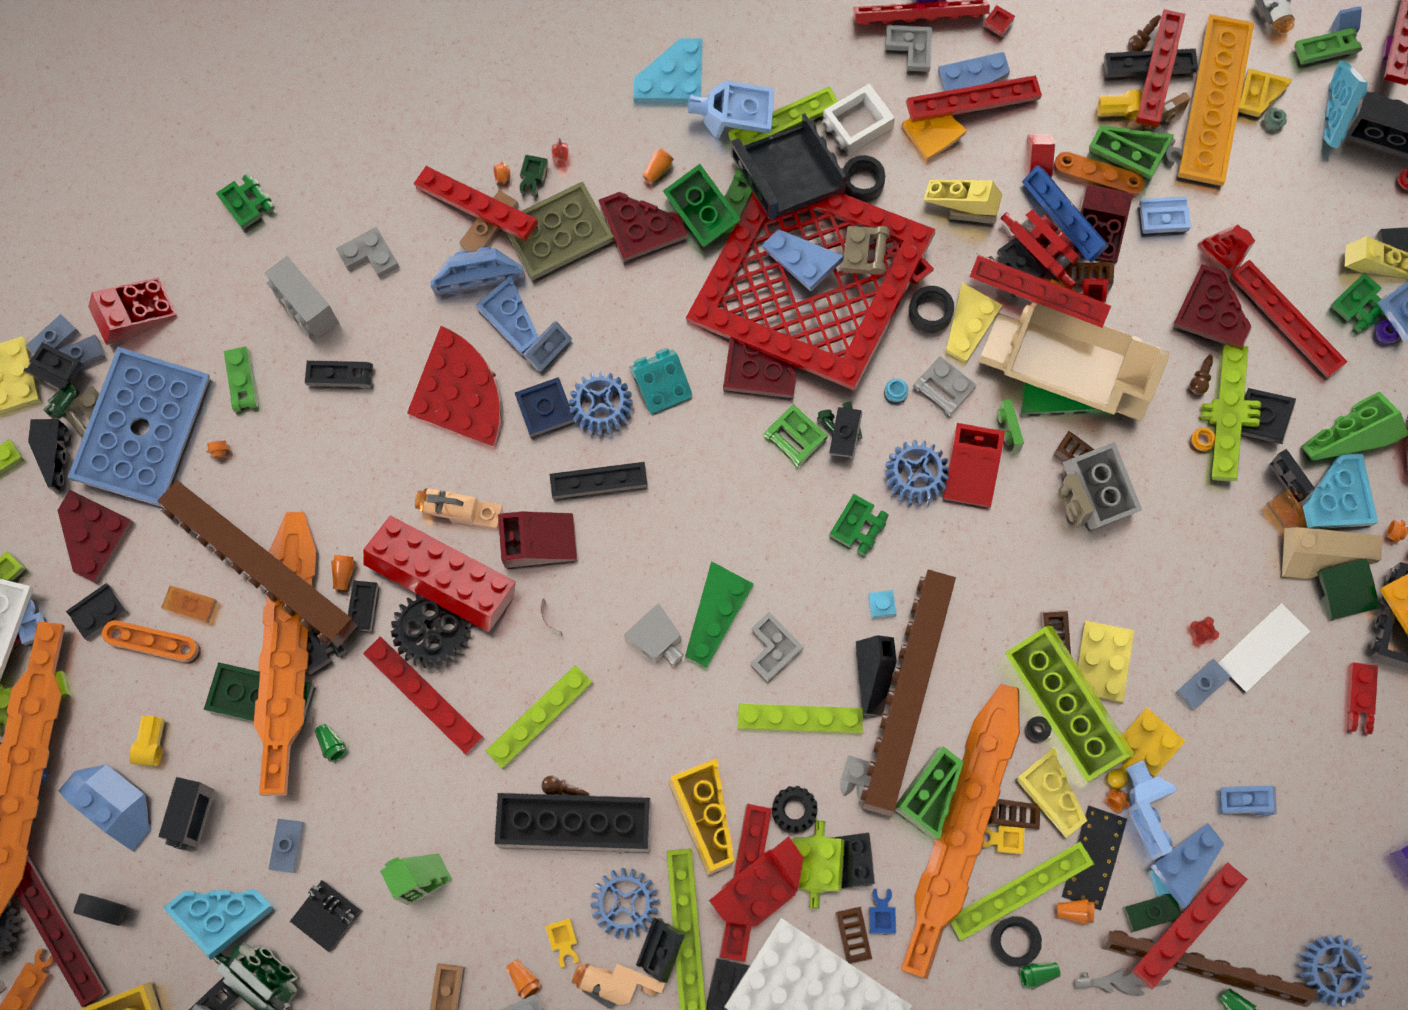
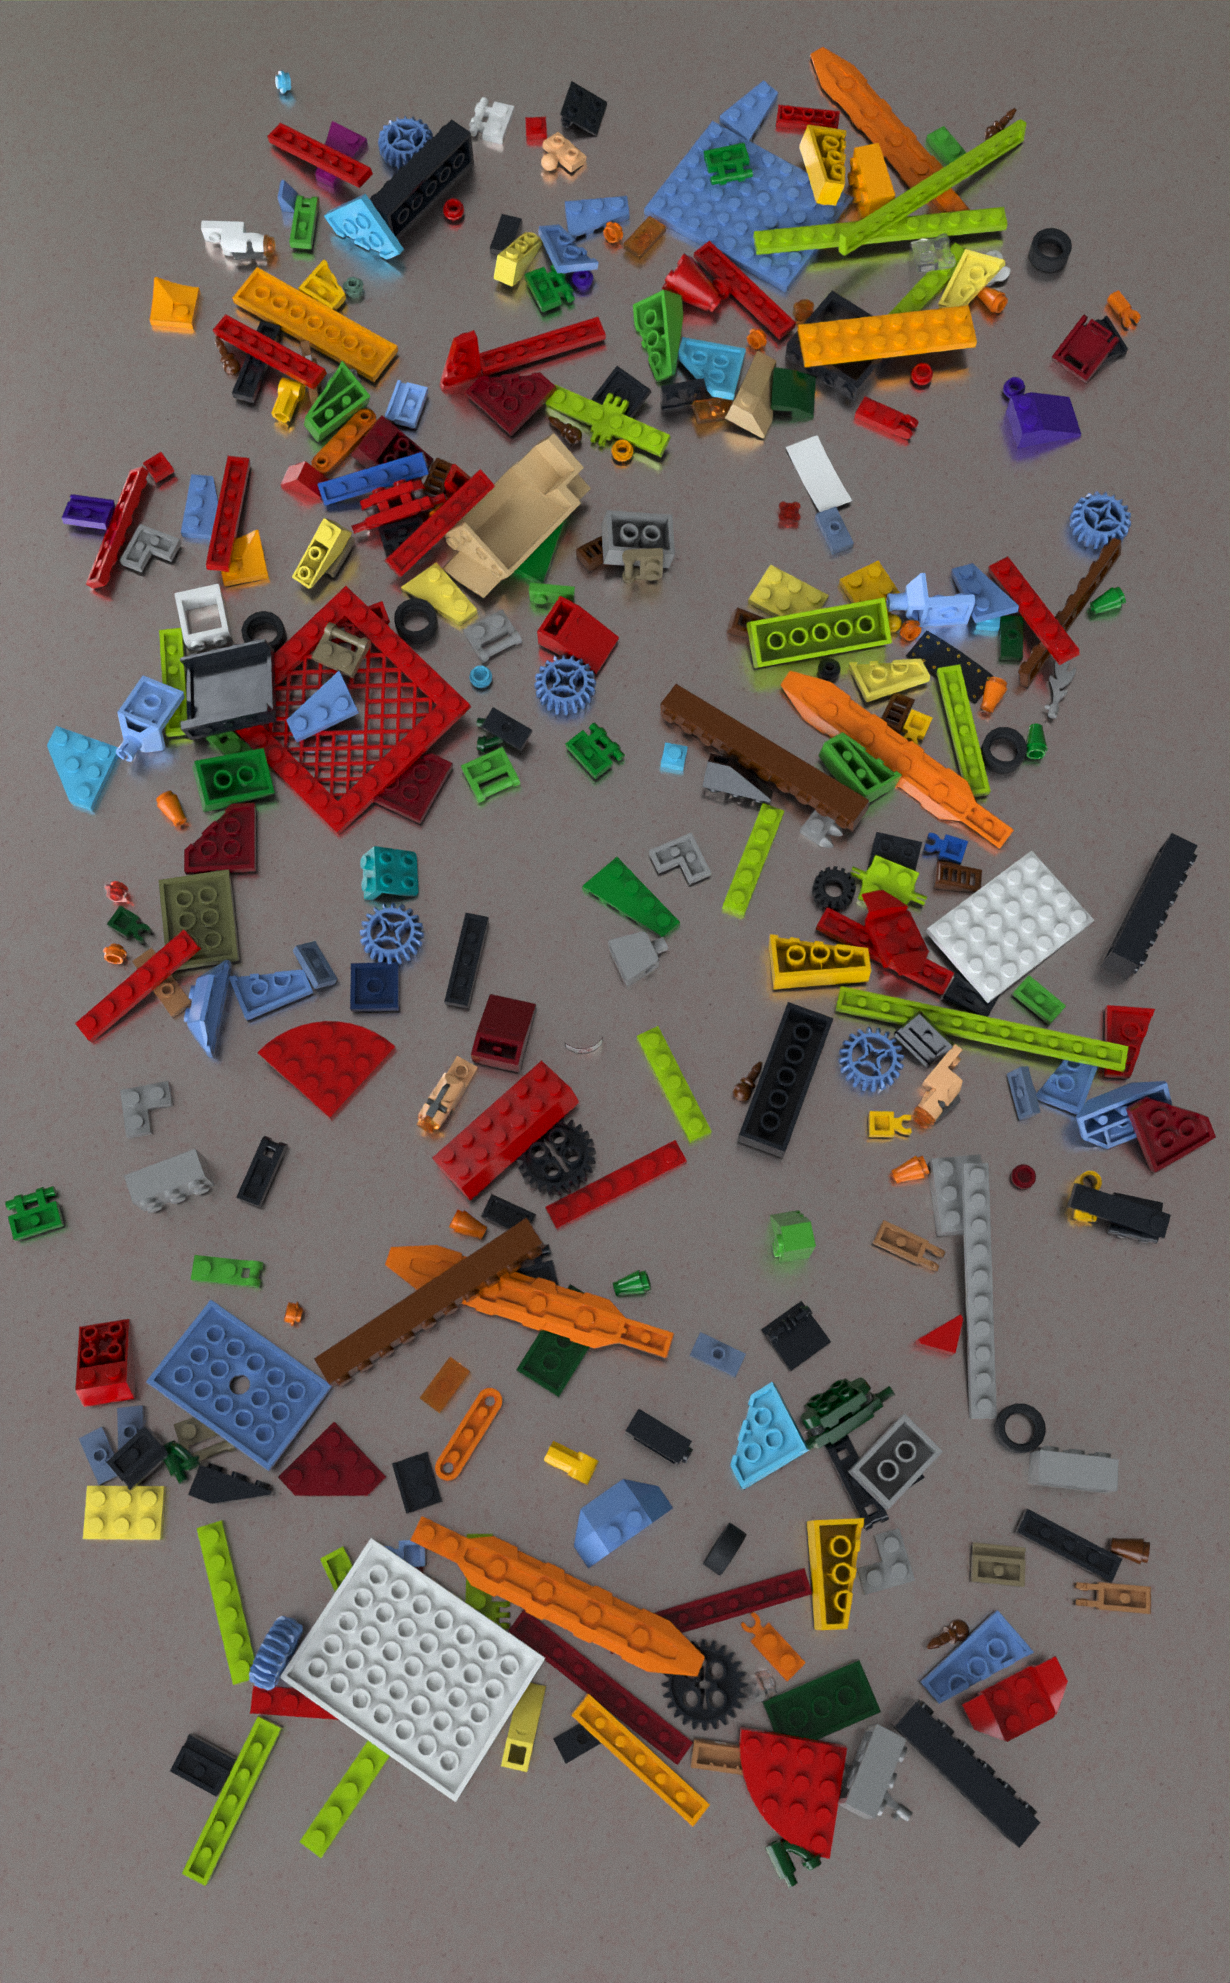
camera: 75 degrees left, 0 degrees up
(1249, 799) = (944, 530): medium blue plate -> none

